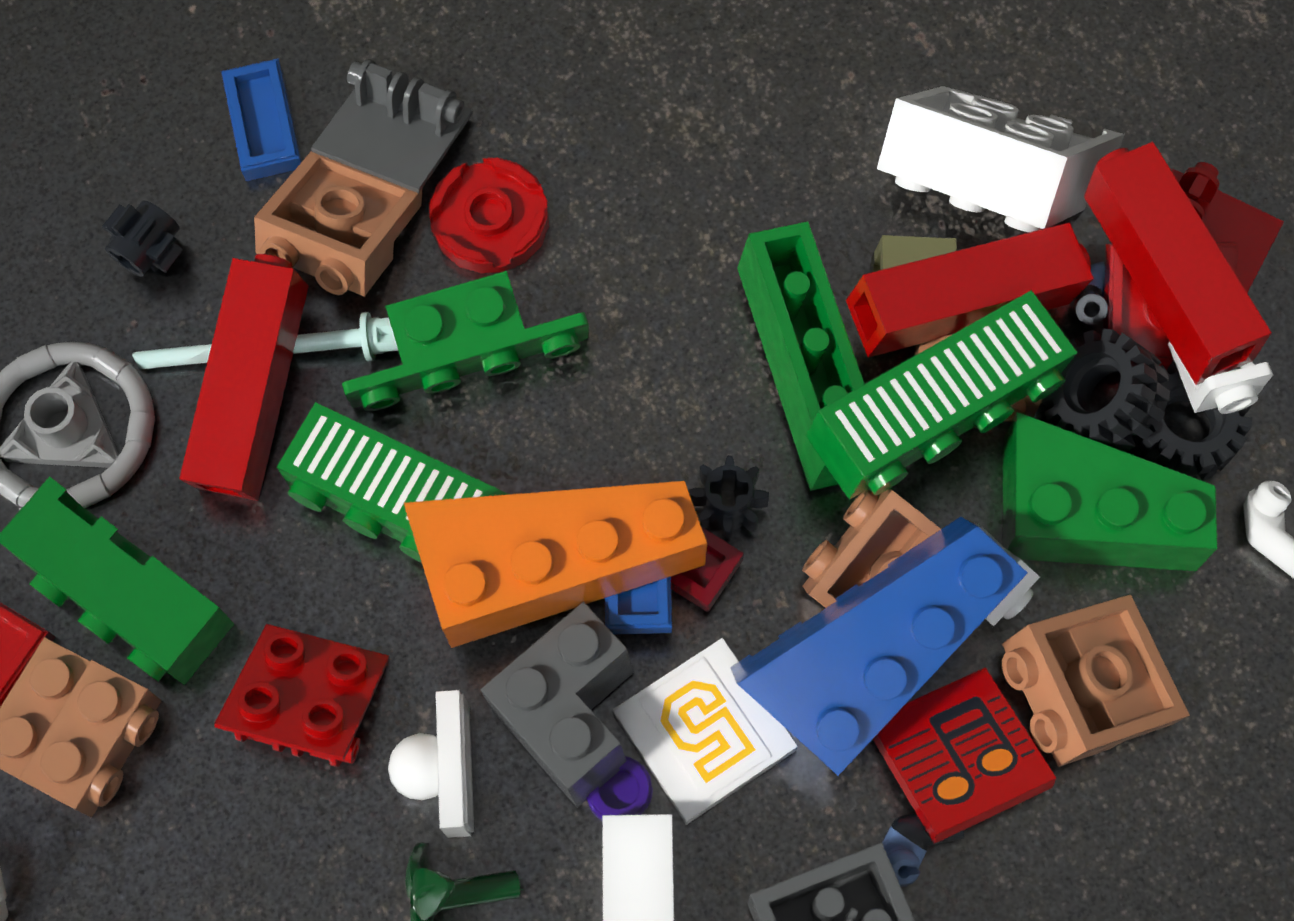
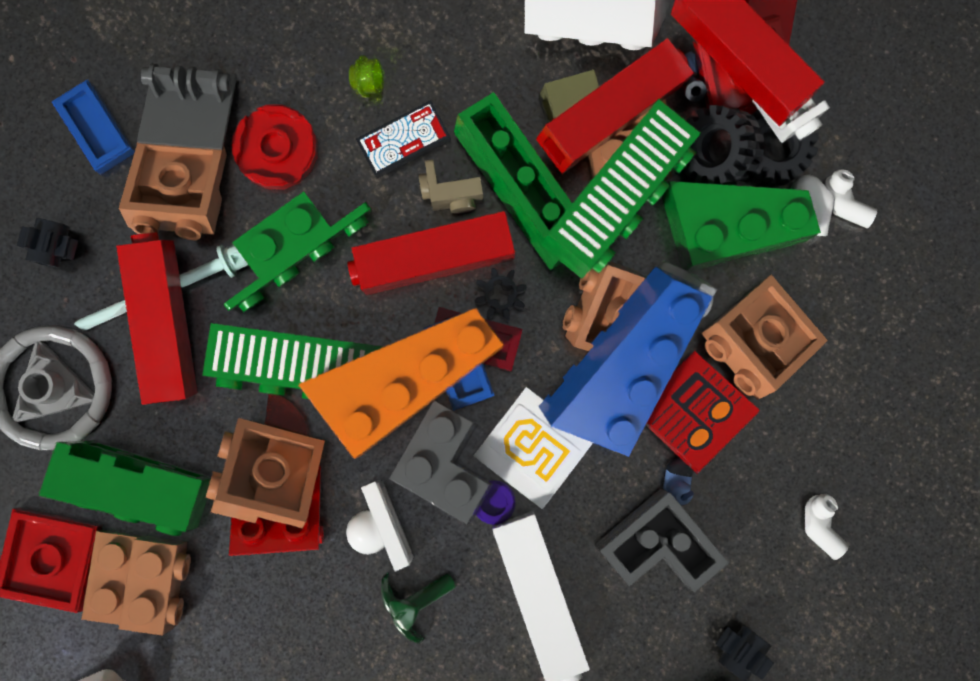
camera: 20 degrees left, 15 degrees up
(308, 628) = (265, 474): none -> nougat plate
(363, 574) = (285, 415): none -> clear red tile
(644, 162) = (366, 76): none -> clear neon green plate
(651, 413) = (431, 253): none -> red brick
(665, 257) = (403, 139): none -> tile
(708, 345) = (457, 195): none -> dark tan bracket
(1232, 518) = (821, 199): none -> white arm

